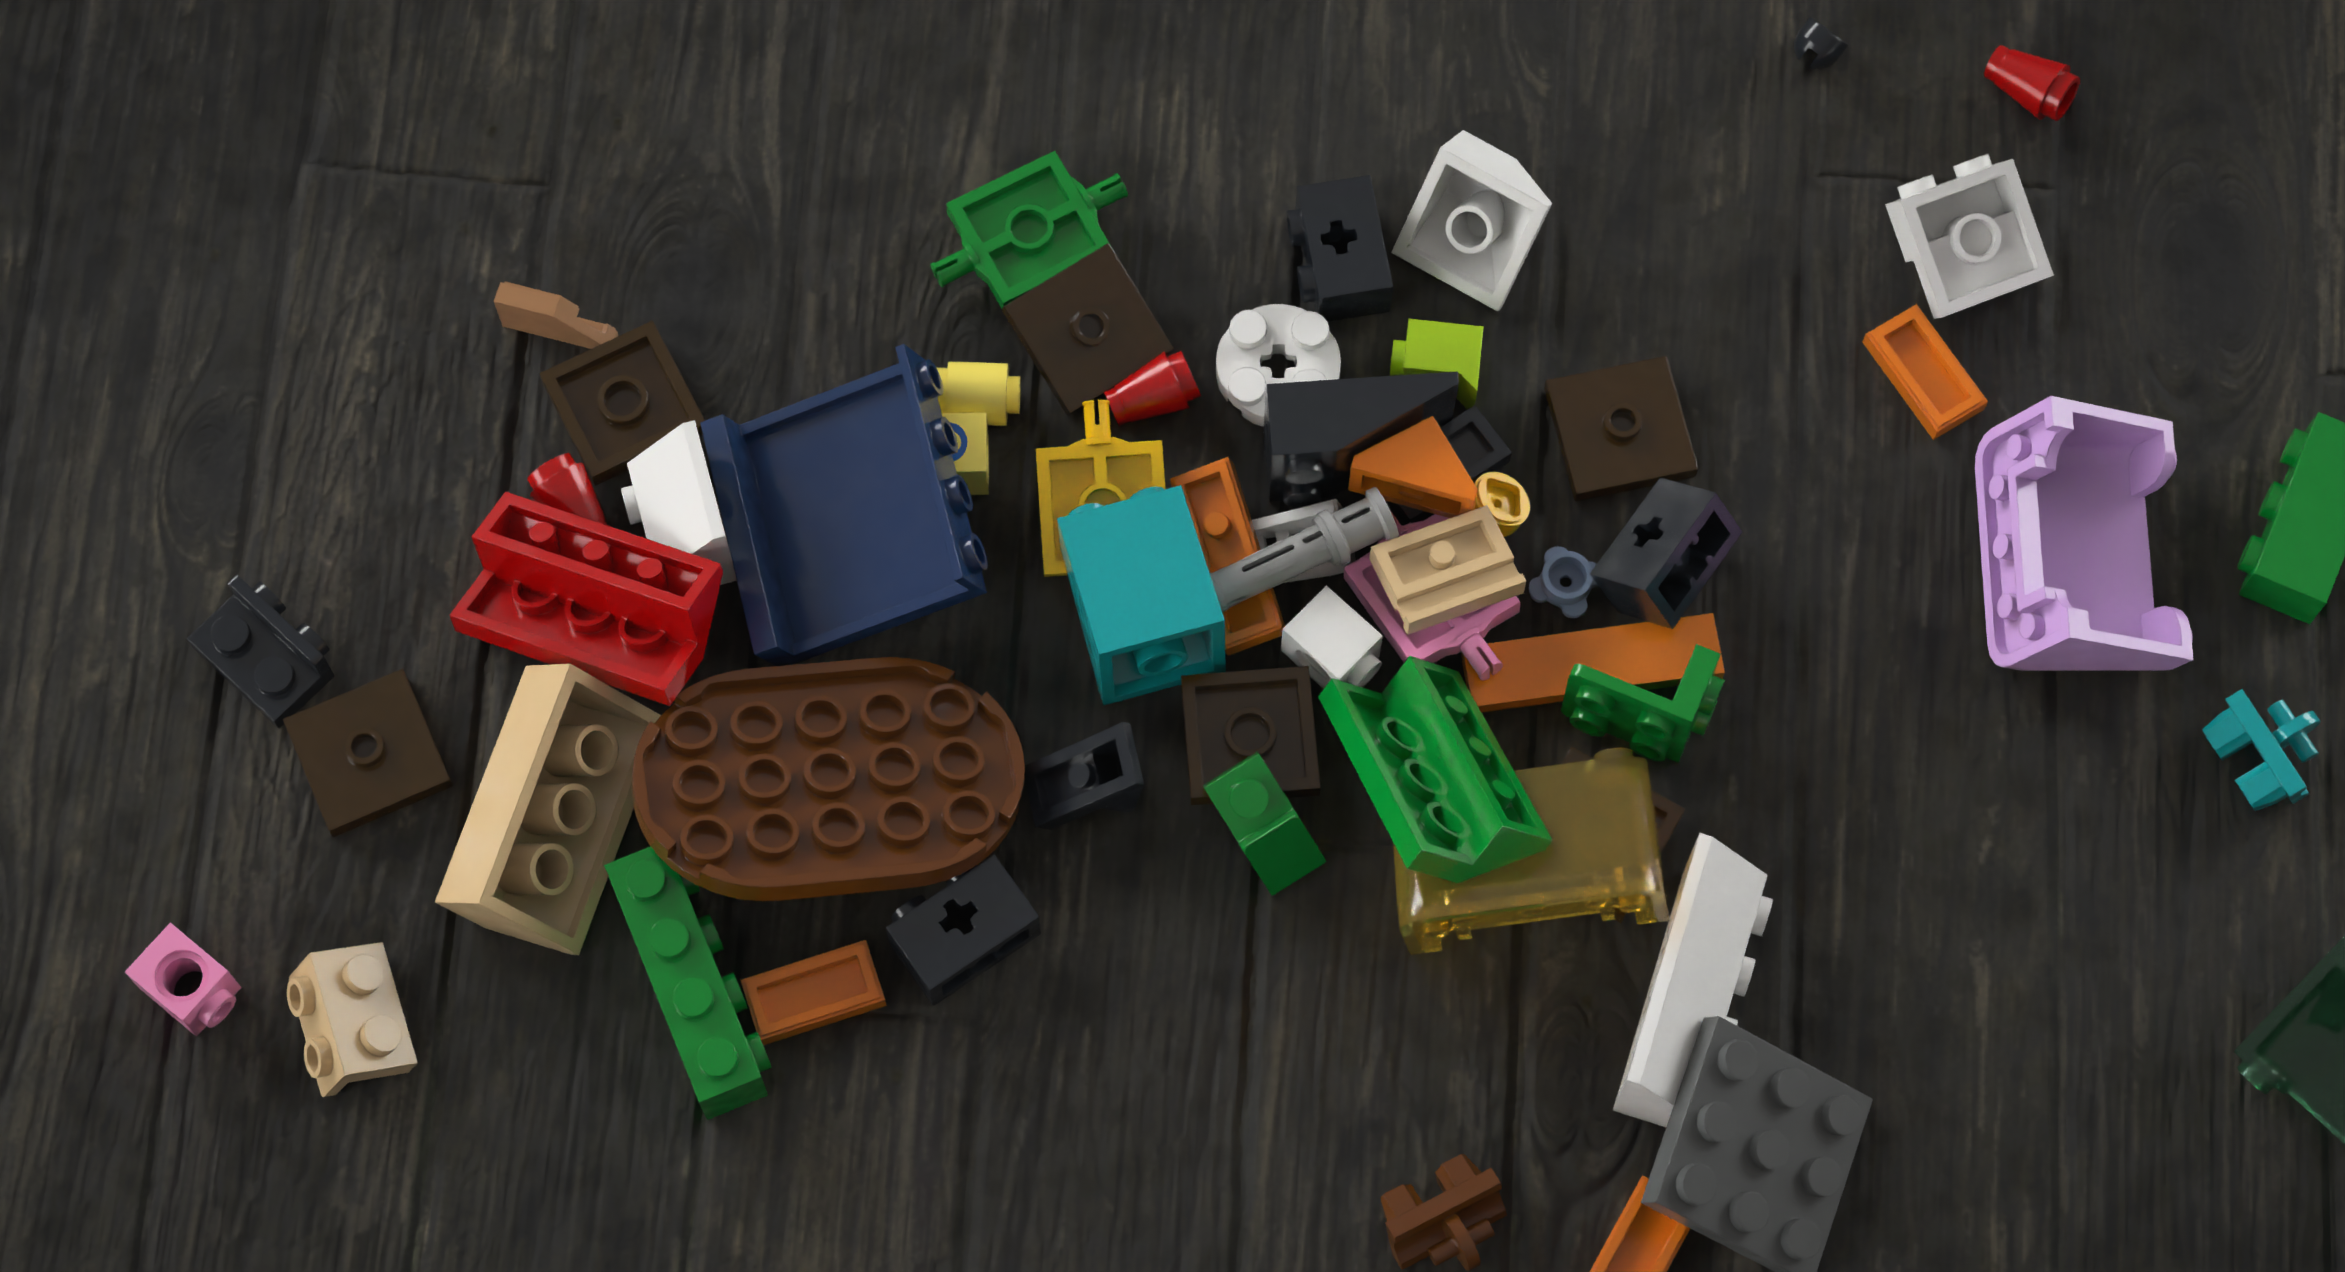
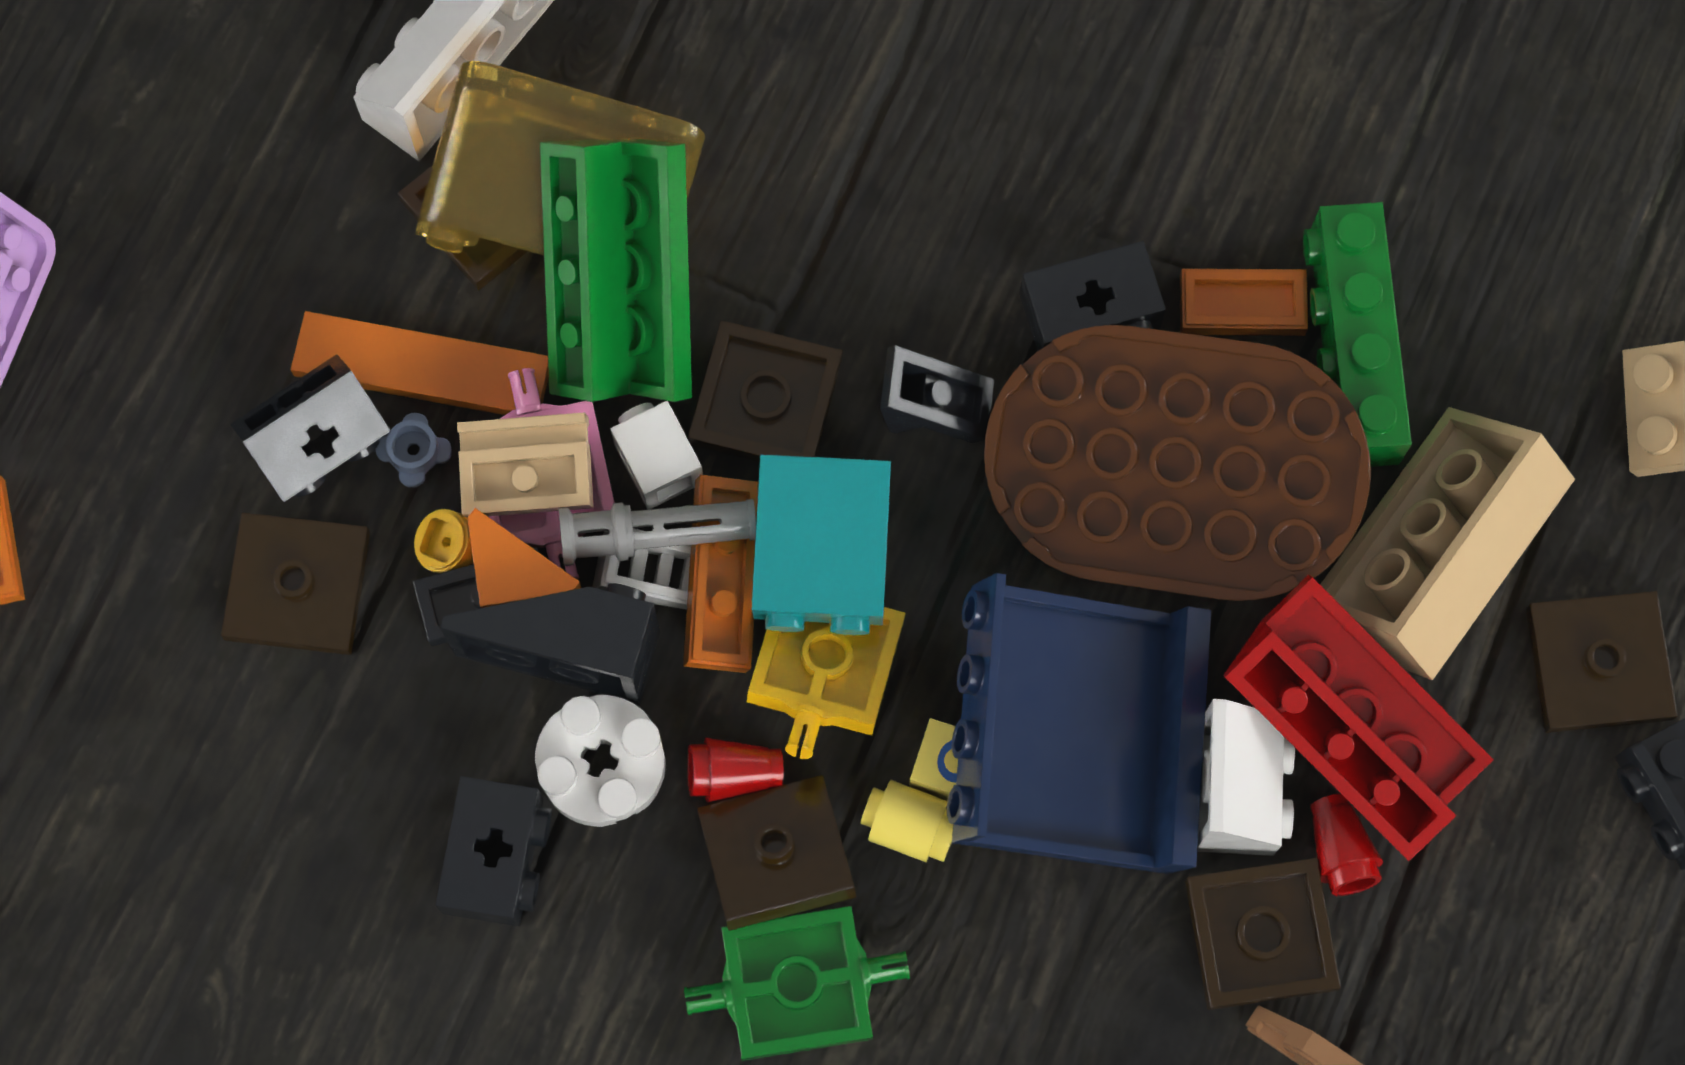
camera: 160 degrees left, 5 degrees up
(1264, 823) = (786, 306): green slope -> none
(1439, 349) = (443, 699): lime window -> none
(1474, 219) = (345, 838): white slope -> none
(1649, 722) = (366, 260): green bracket -> none

